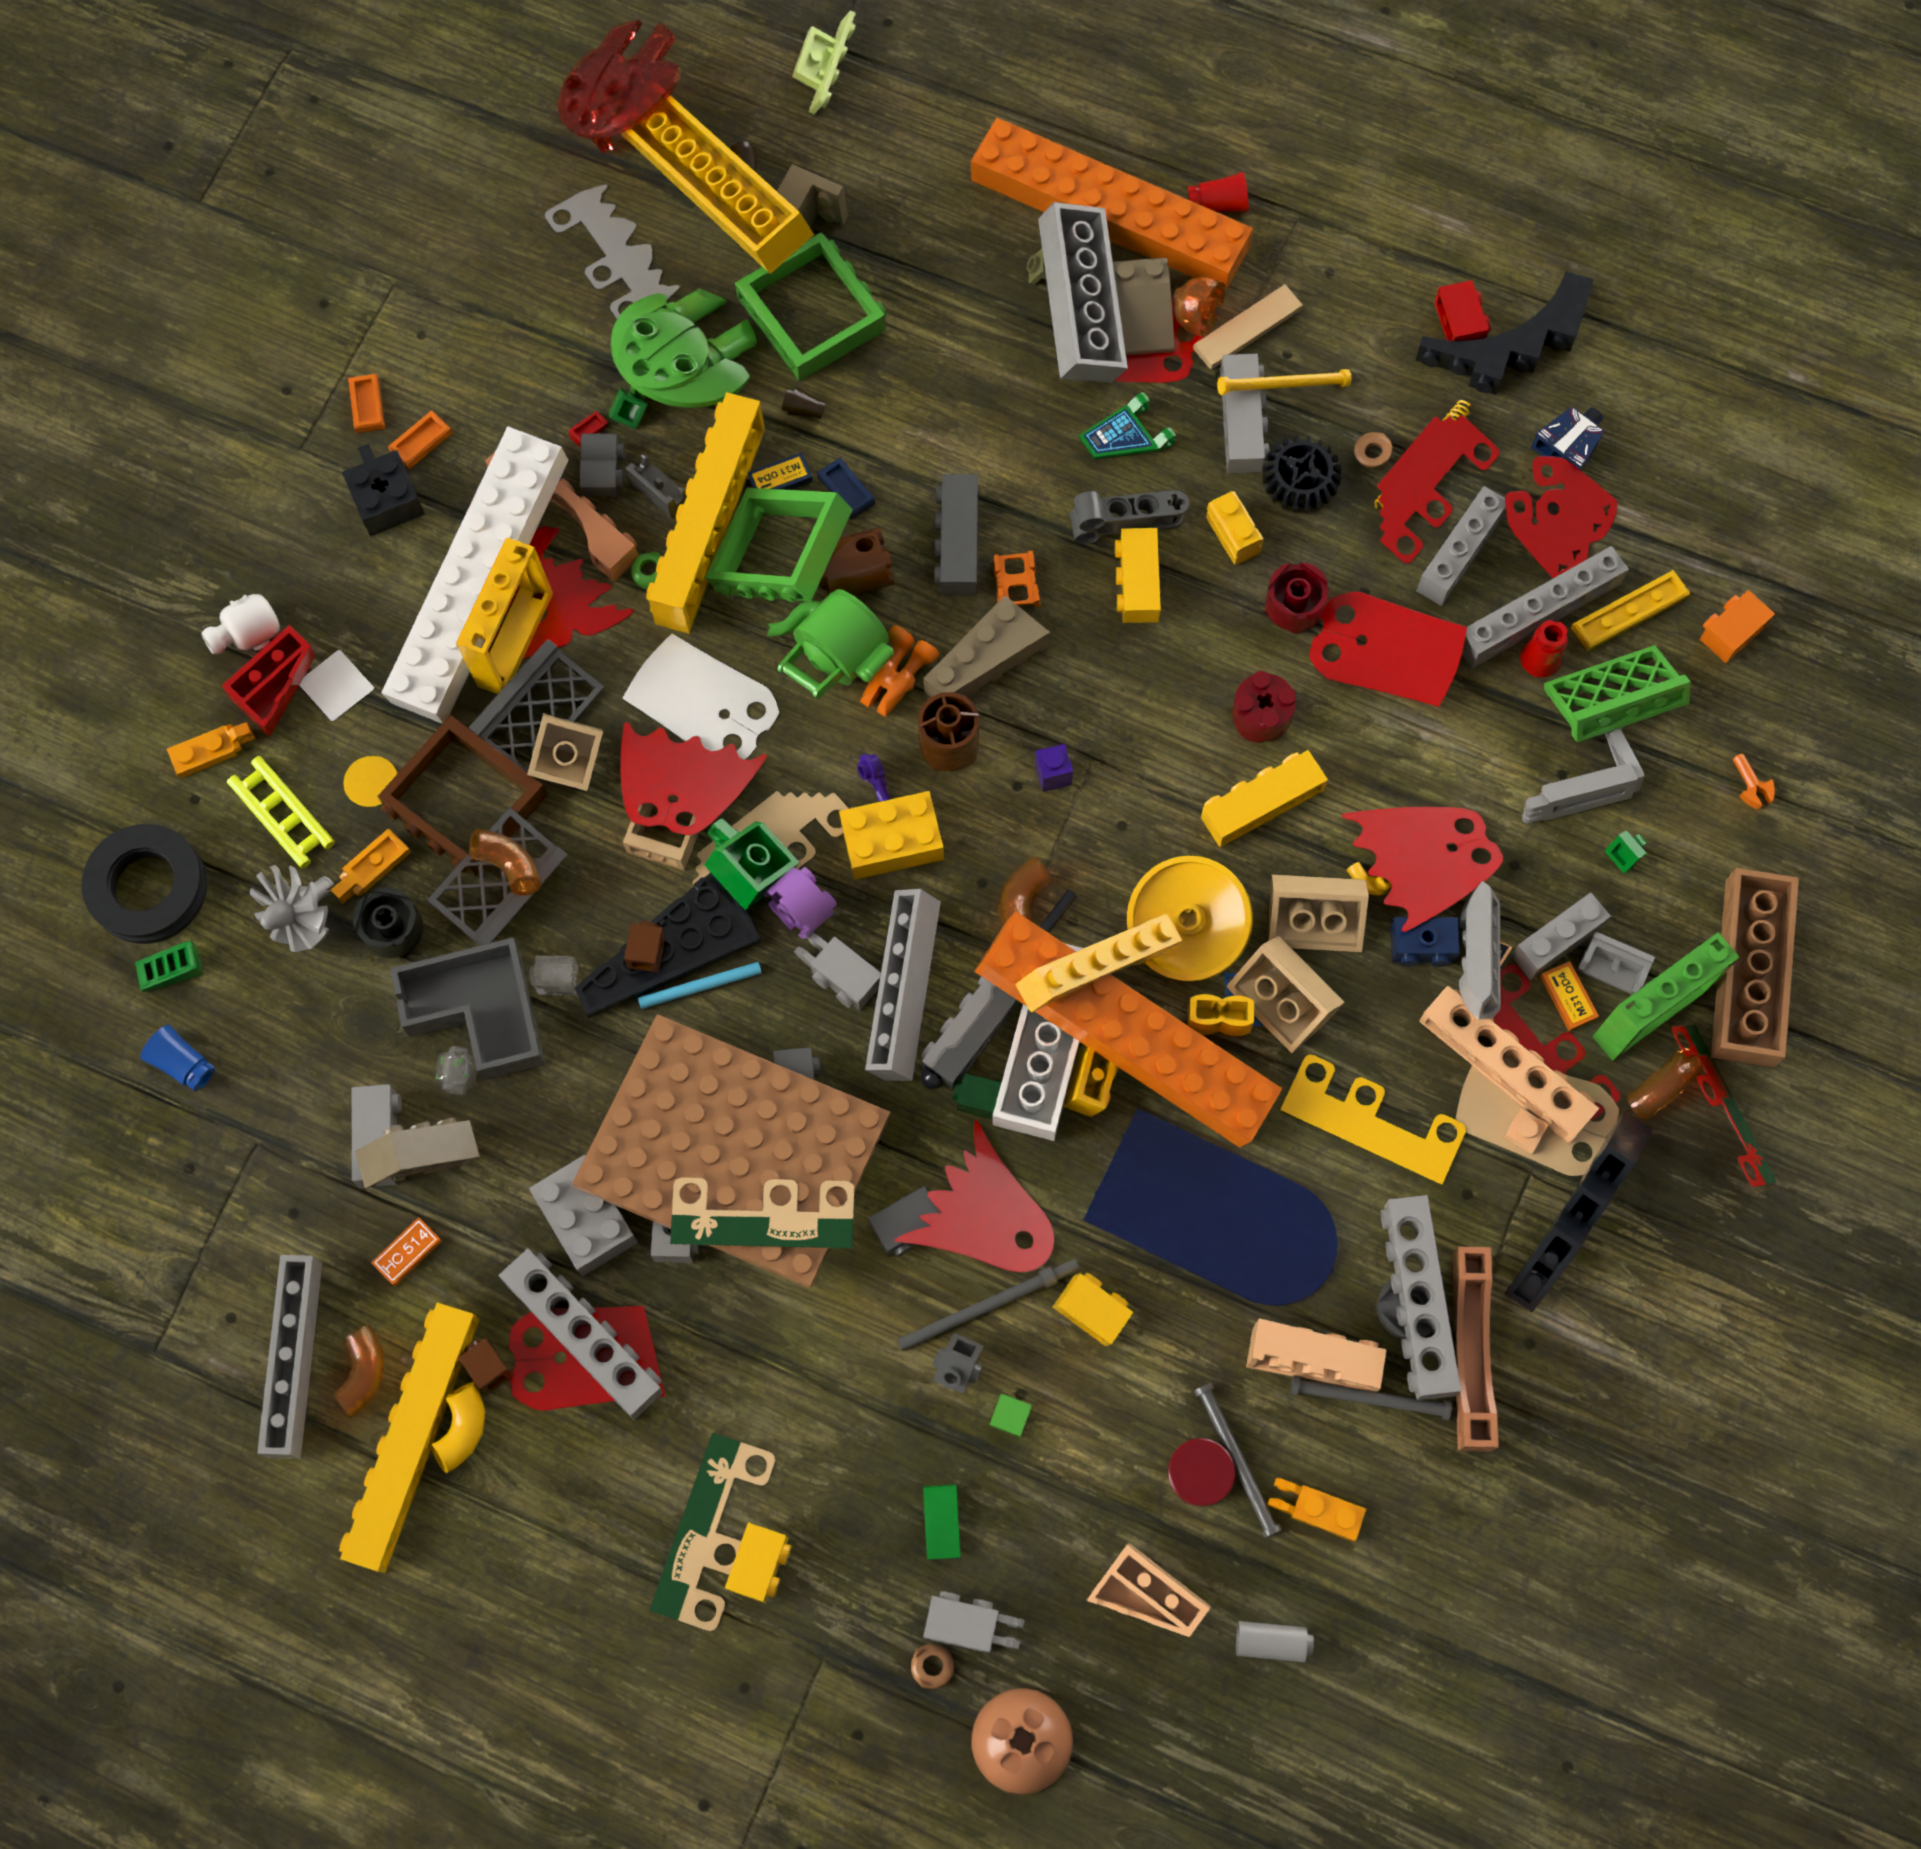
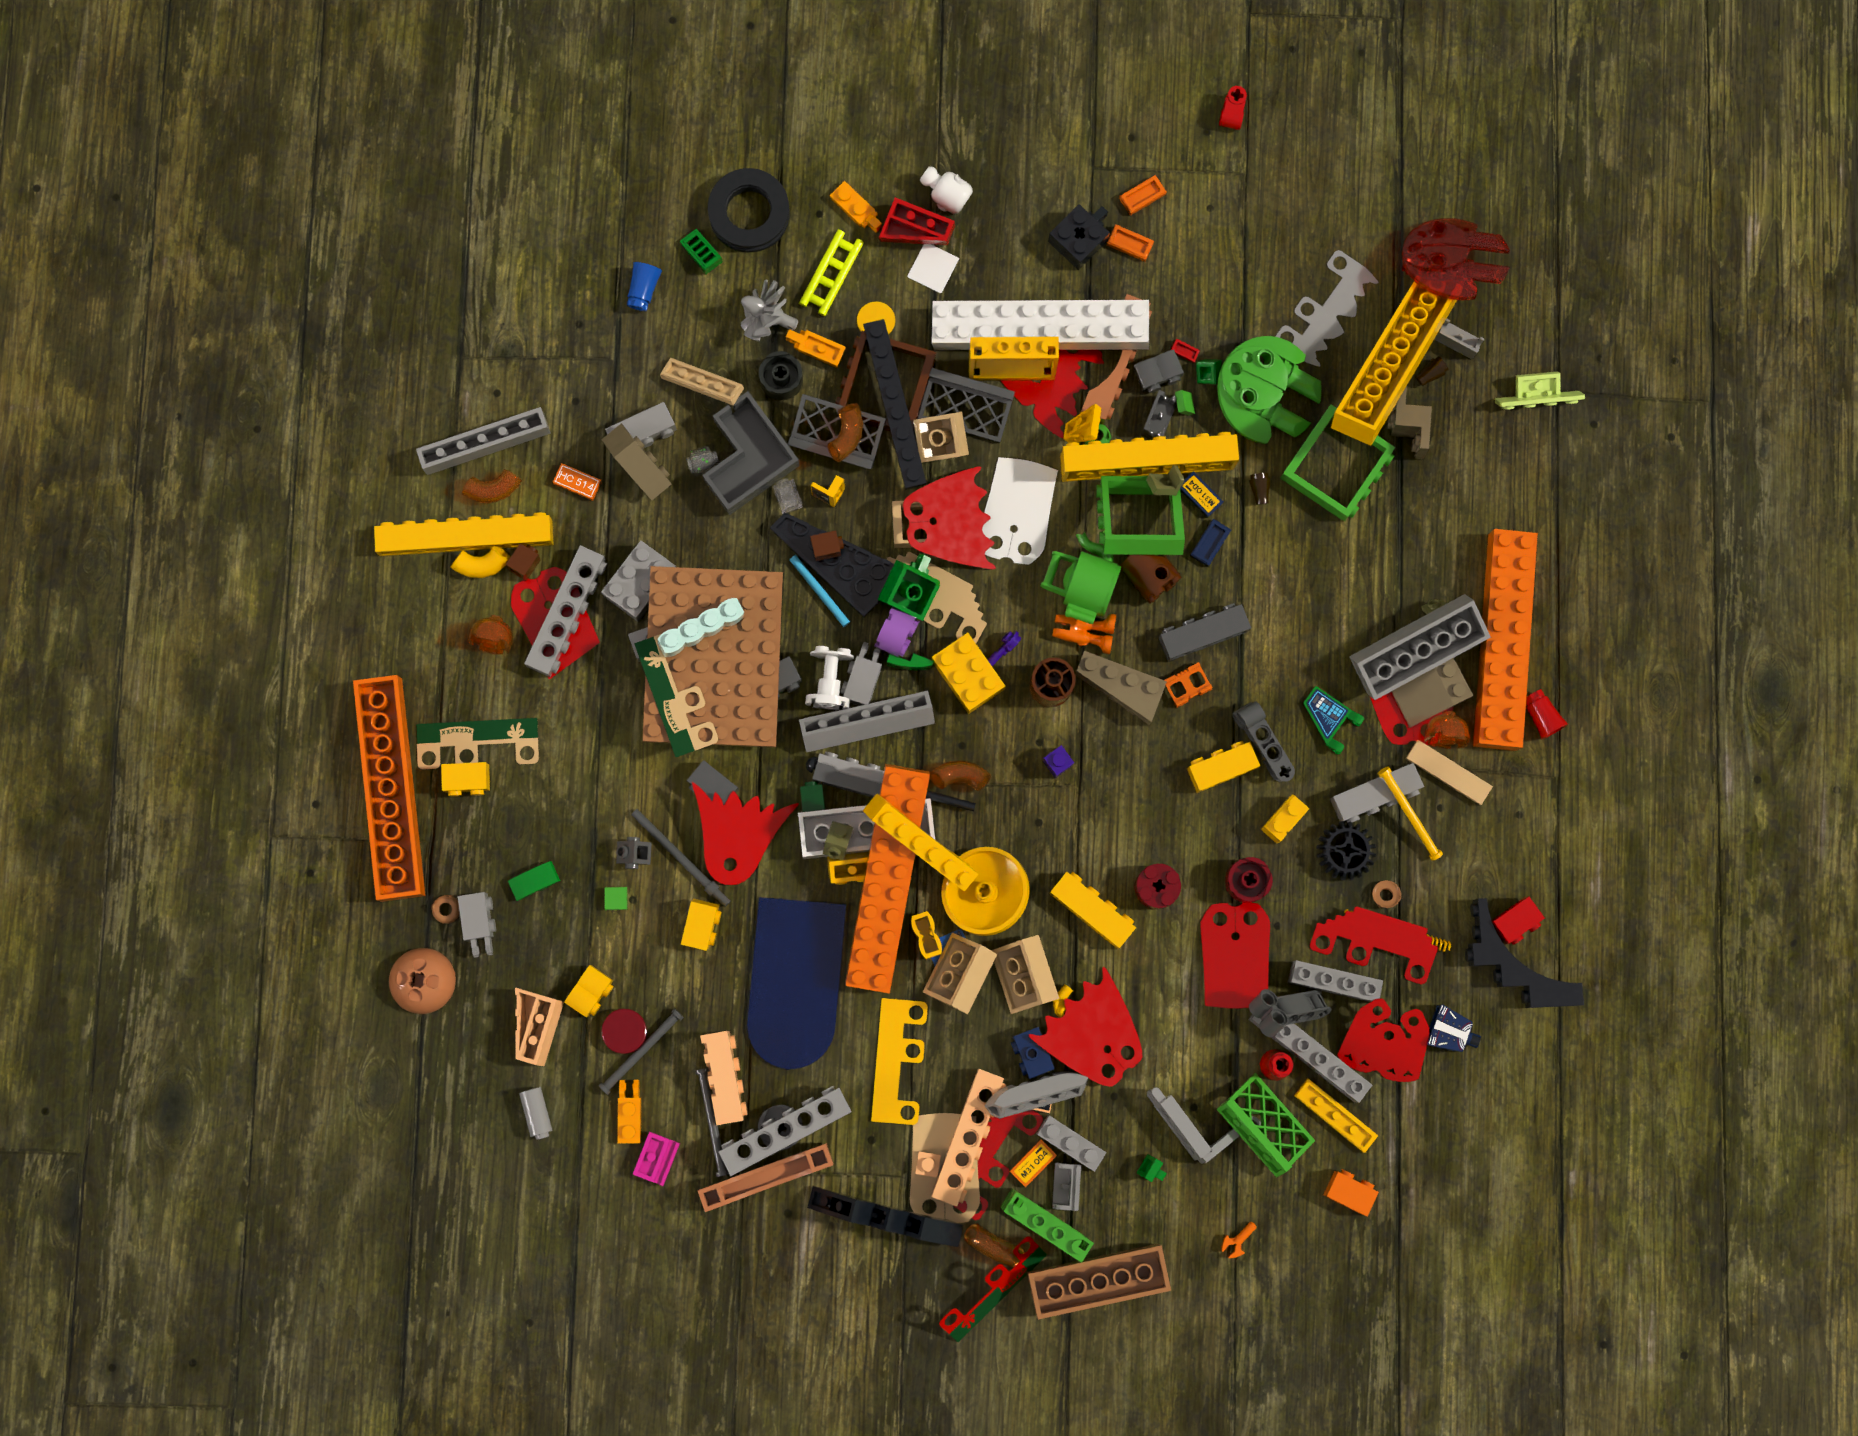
camera: 60 degrees right, 10 degrees up
(310, 258) = (1233, 110): none -> red piece
(347, 1027) = (702, 381): none -> tan tile
(495, 789) = (894, 404): none -> black plate
(570, 1448) = (491, 635): none -> clear orange cylinder
(577, 922) = (831, 495): none -> yellow panel
(632, 571) = (1083, 426): none -> yellow wing
(655, 449) = (1184, 402): none -> bright green tile
(688, 1146) = (706, 625): none -> light aqua brick
(727, 117) = (1459, 339): none -> light grey hinge
(727, 1680) = (389, 788): none -> orange brick
(752, 496) = (1166, 483): none -> olive bracket
(837, 1015) = (828, 686): none -> white piece
(849, 895) = (917, 663): none -> green slope
(1052, 1074) = (837, 840): none -> olive bracket
(1128, 1500) = (589, 991): none -> yellow brick
(1396, 1494) = (656, 1158): none -> dark pink plate
(1484, 609) = (1287, 1009): none -> dark grey piece

